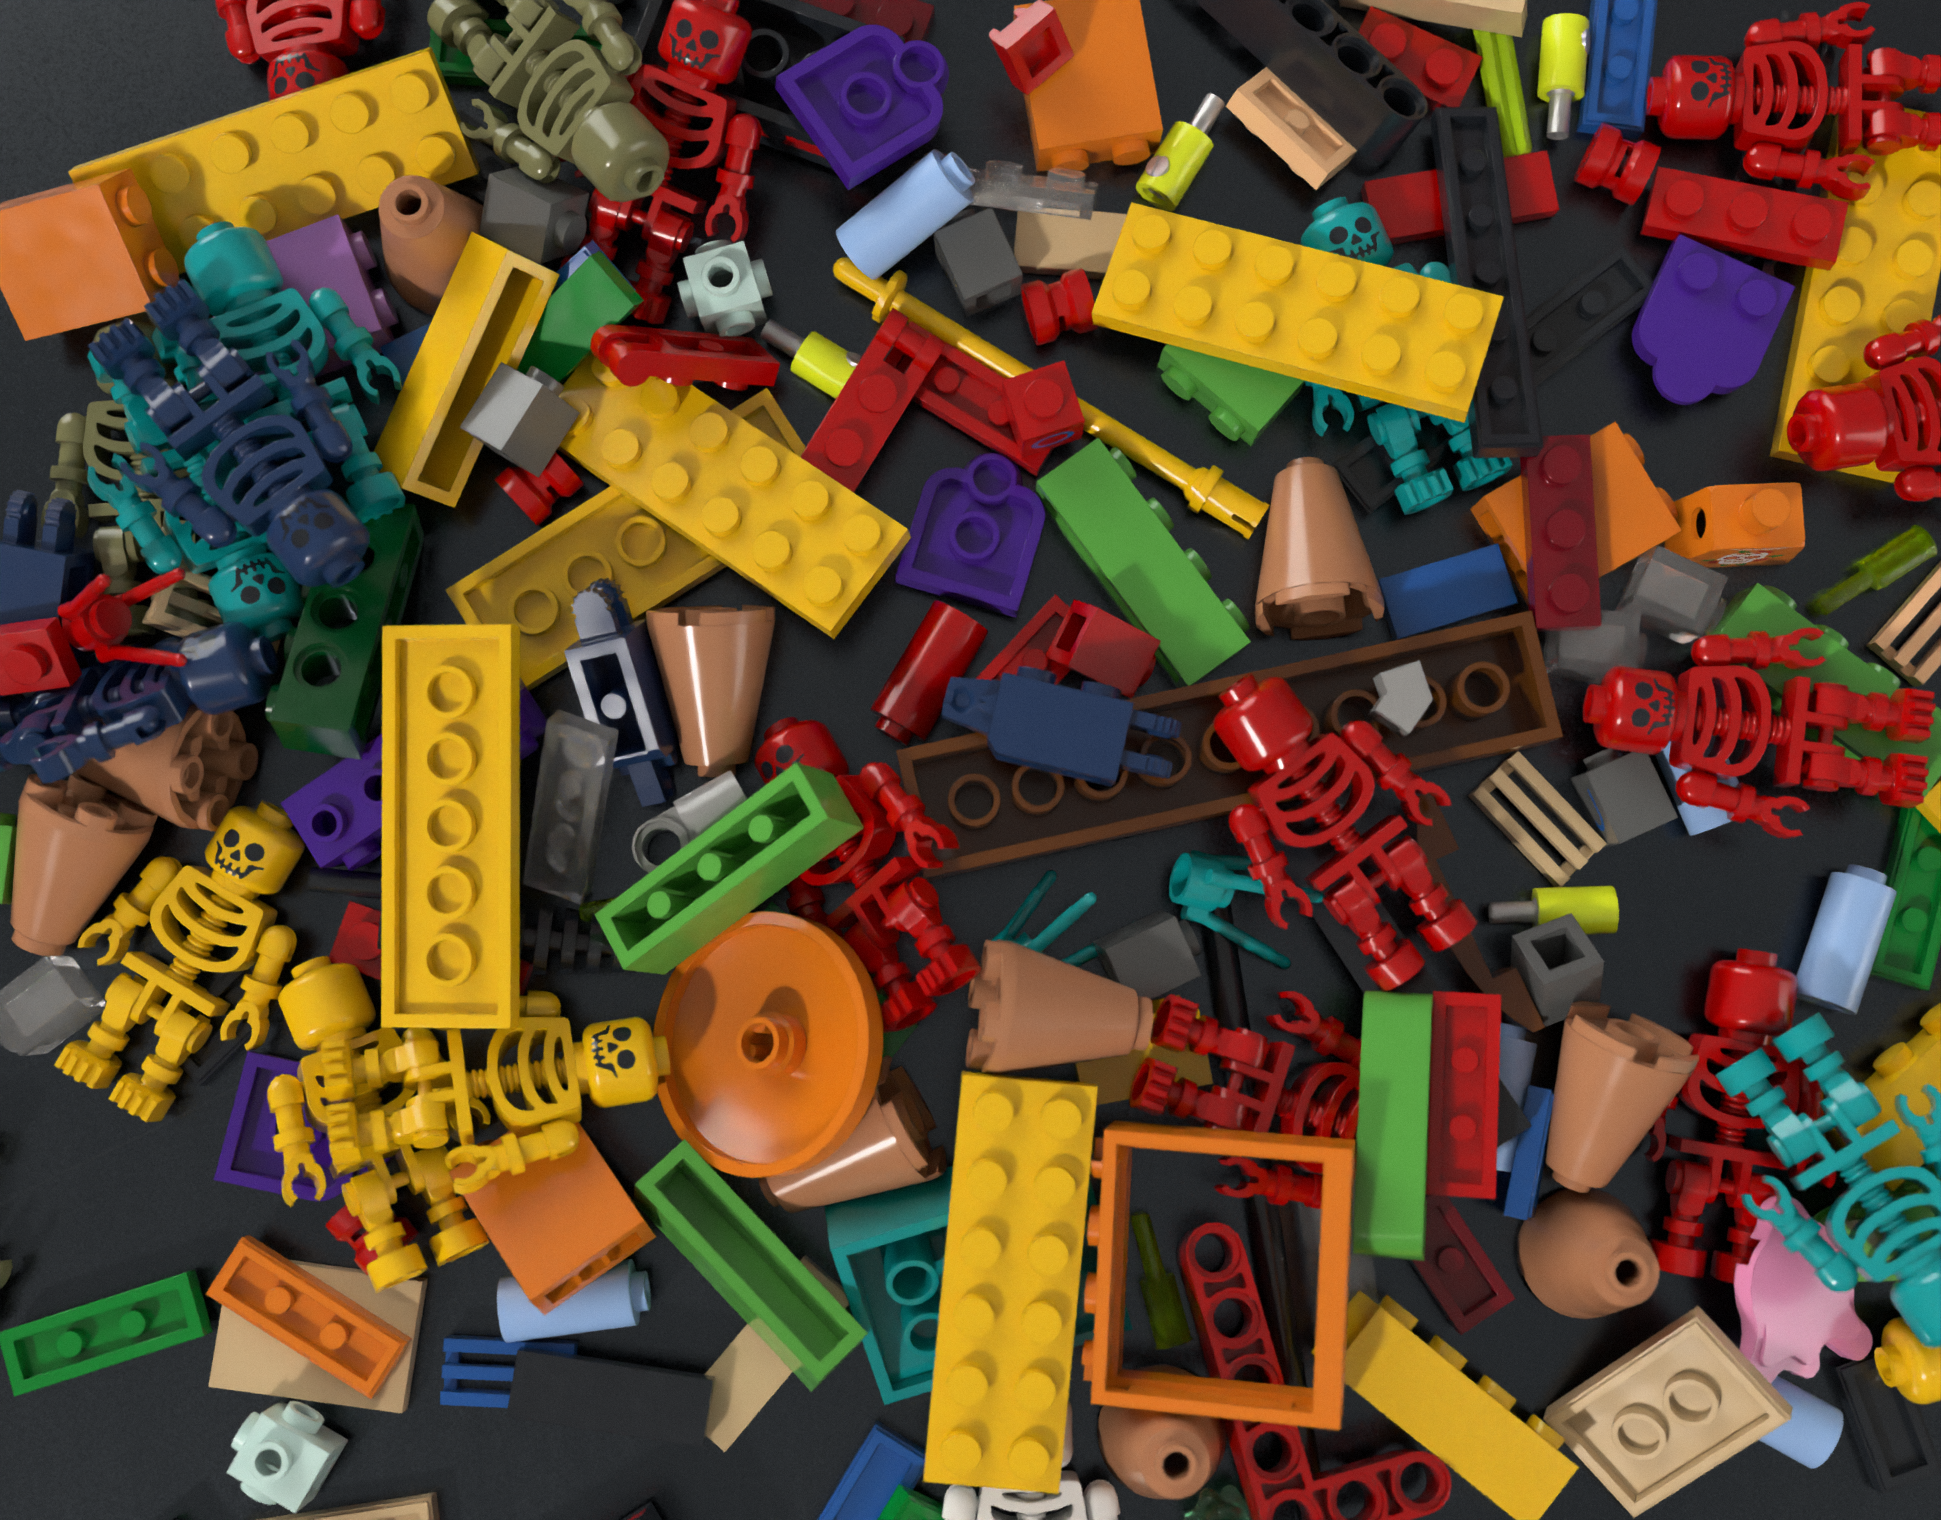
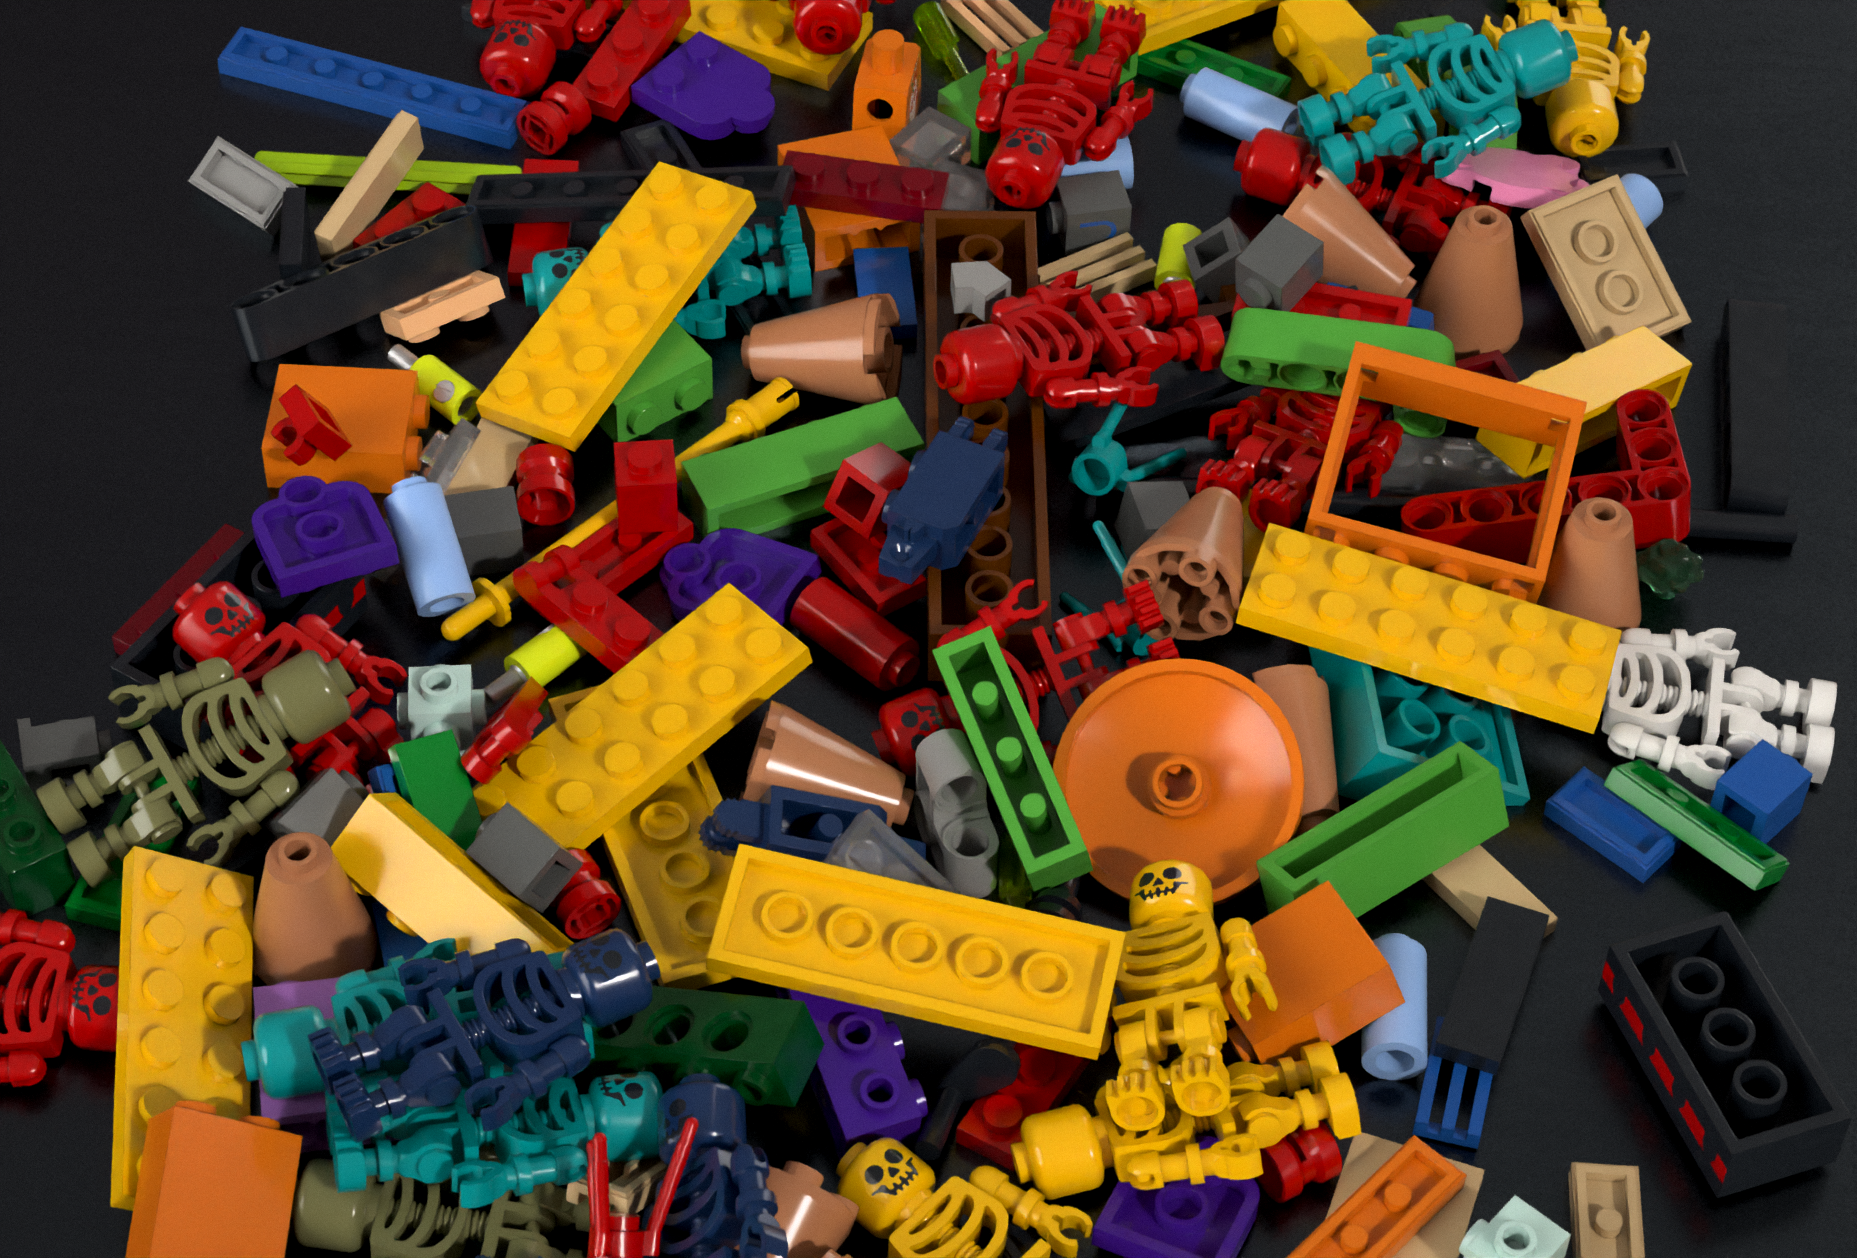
camera: 80 degrees left, 35 degrees down
(1486, 1035) = (1279, 266): none -> dark grey brick
(1562, 68) = (461, 137): neon yellow piece -> none

